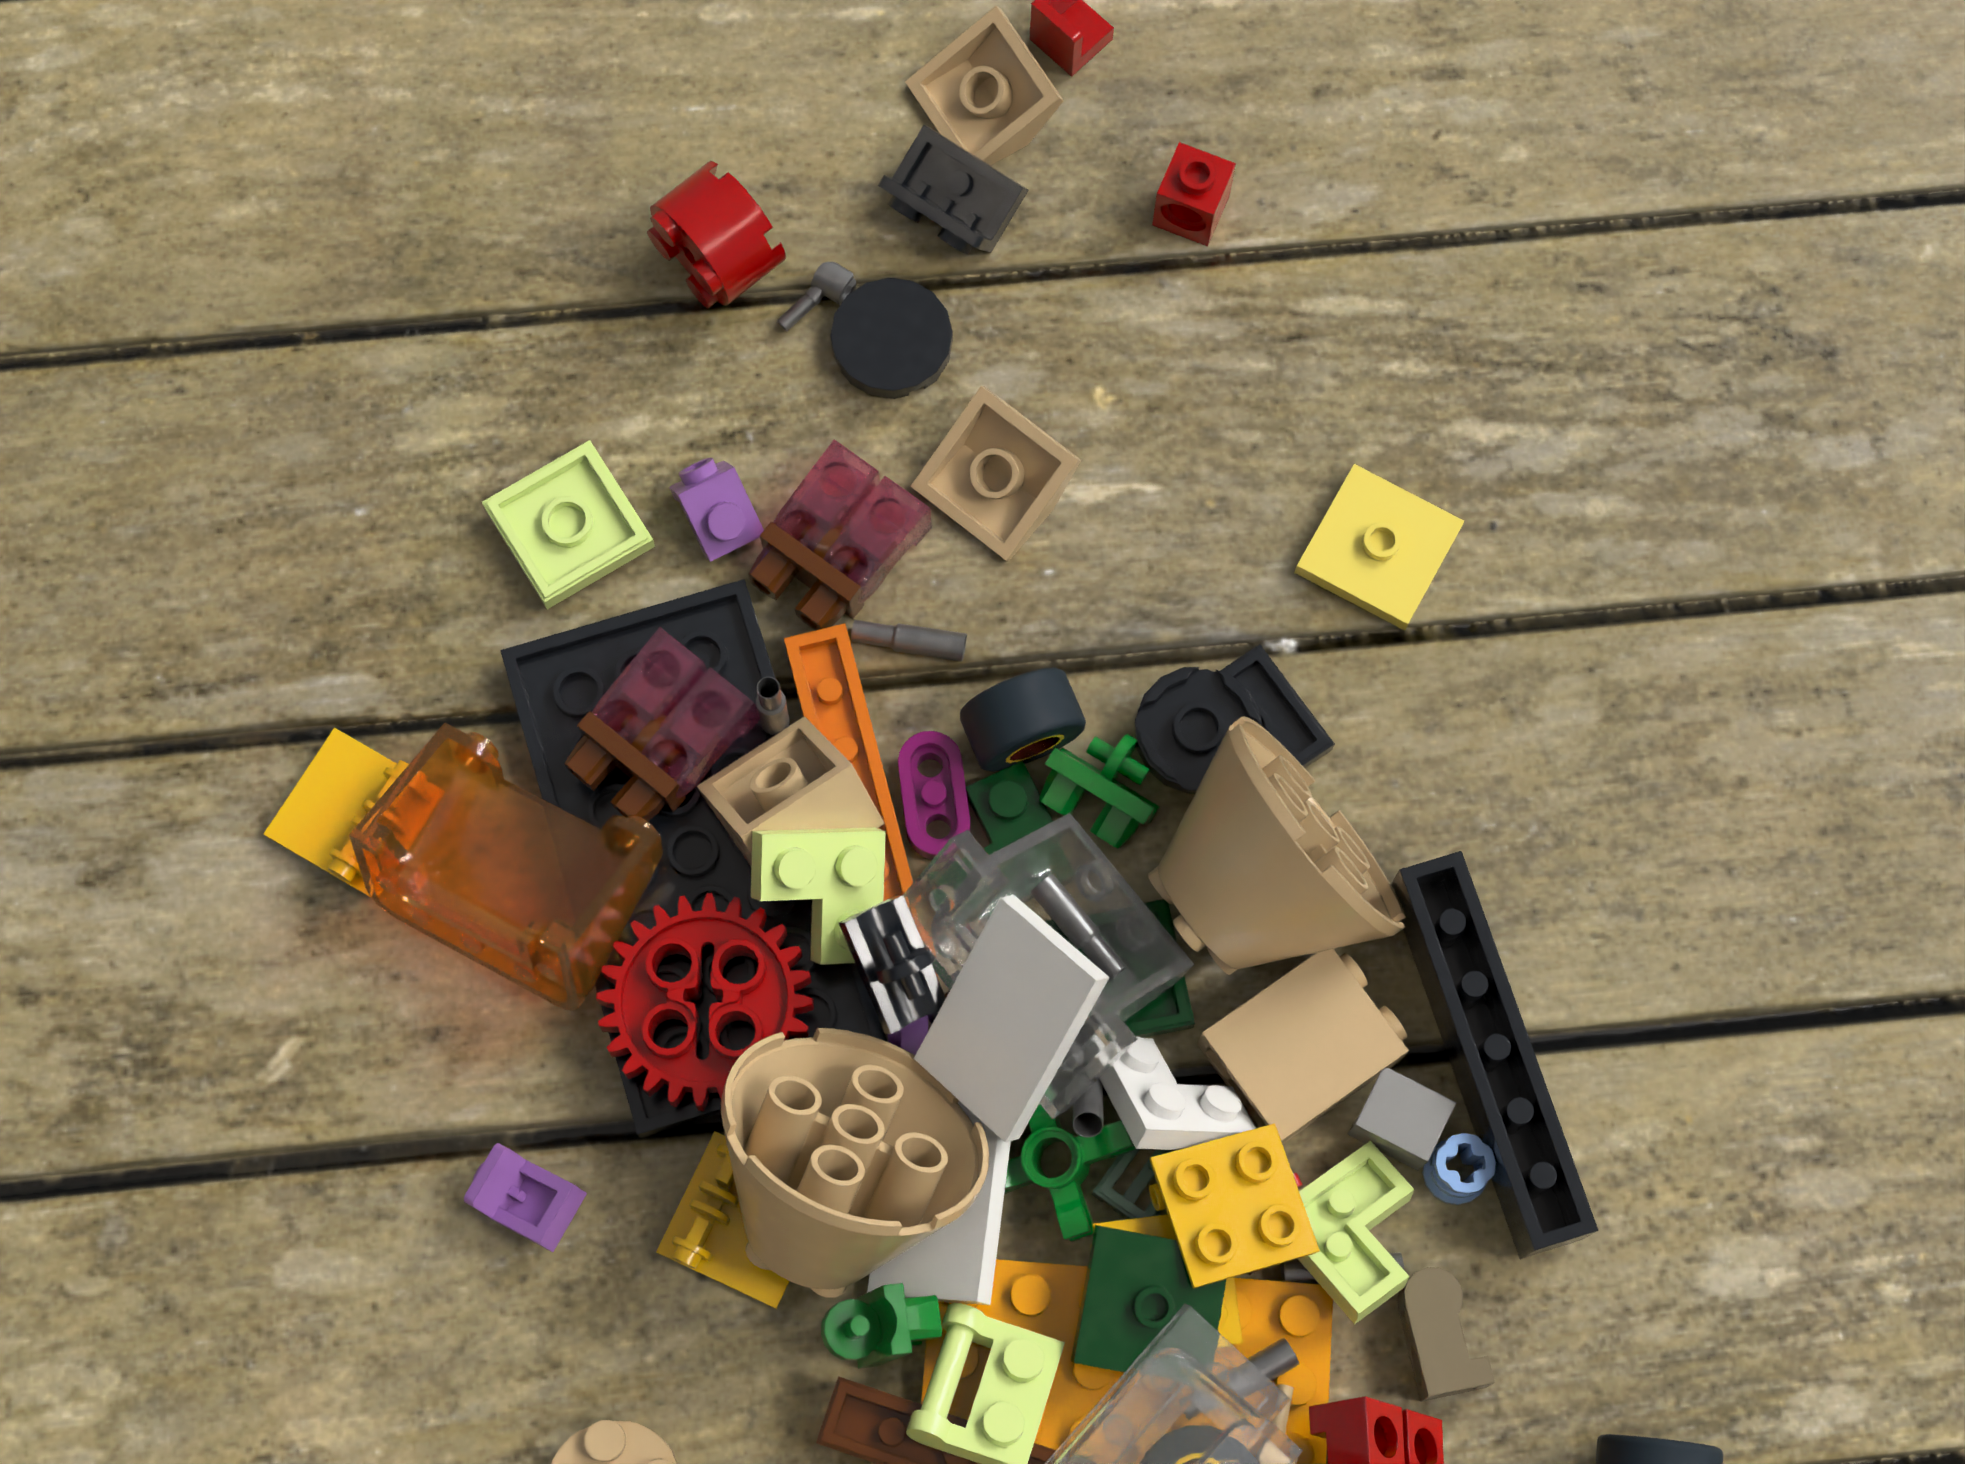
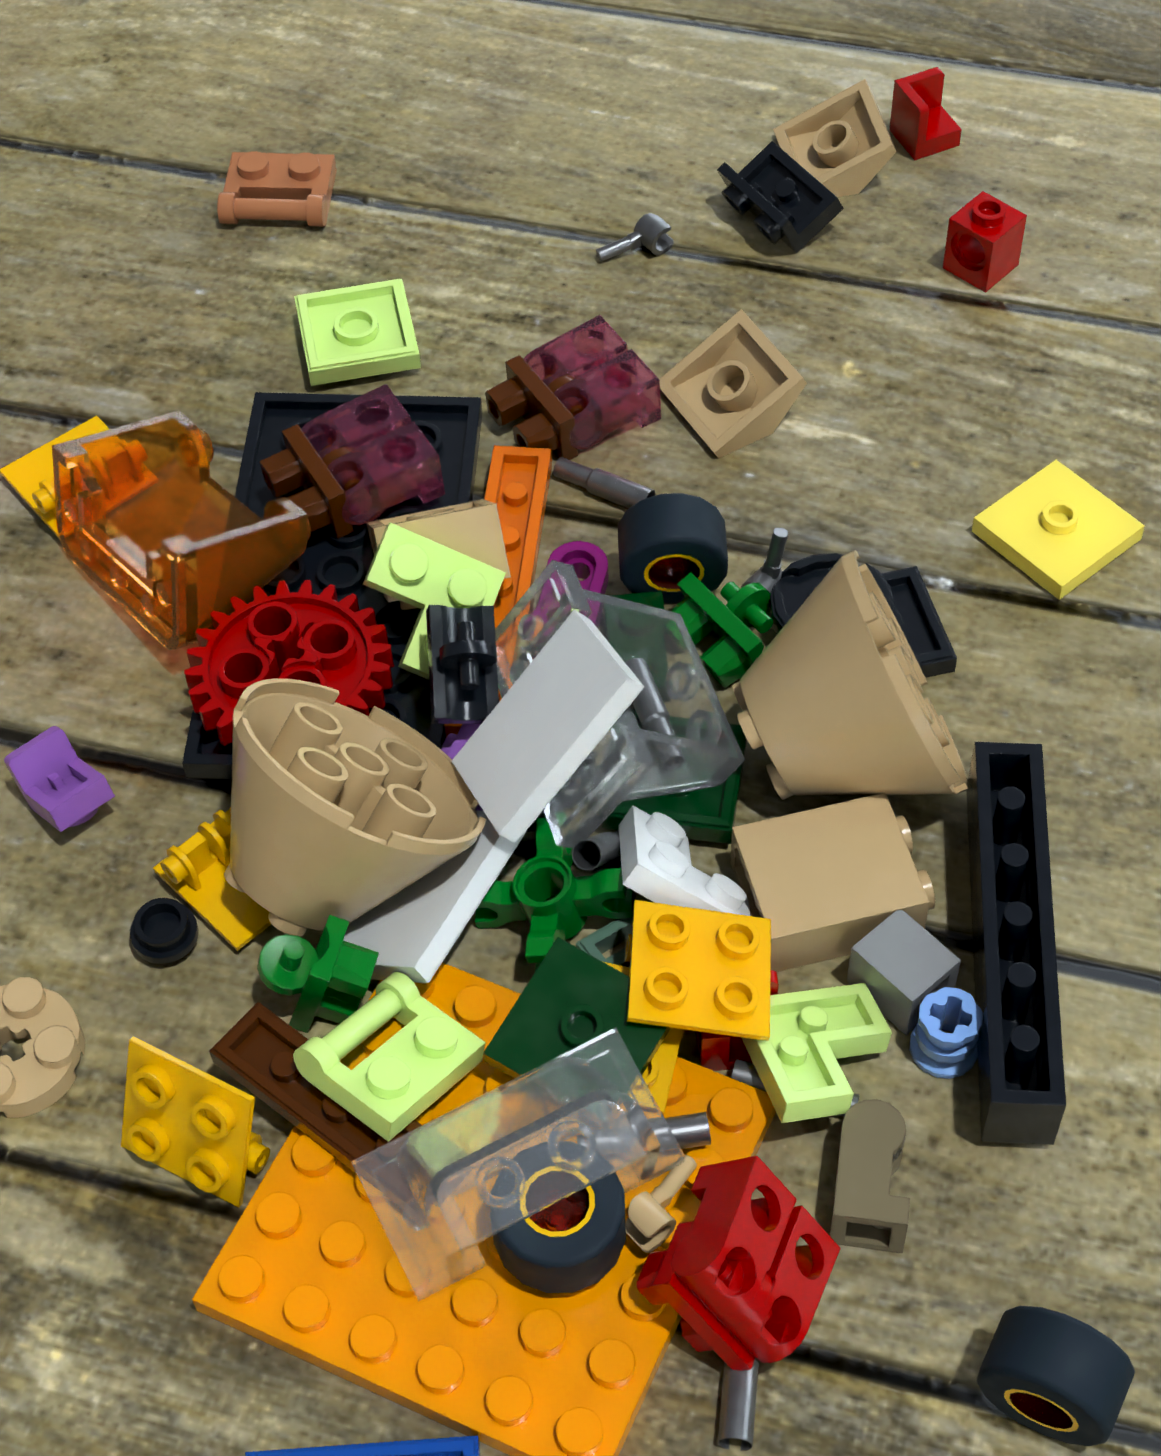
camera: 25 degrees right, 20 degrees down
(380, 328) = (278, 187): none -> nougat plate
(699, 1317) = (163, 931): none -> black plate
(714, 235) = (567, 166): red brick -> none
(716, 507) = (482, 348): medium lavender bracket -> none
(771, 706) = (453, 463): flat silver pin -> none
(891, 337) = (685, 282): black tile -> none
(1121, 707) = (771, 570): none -> flat silver hand

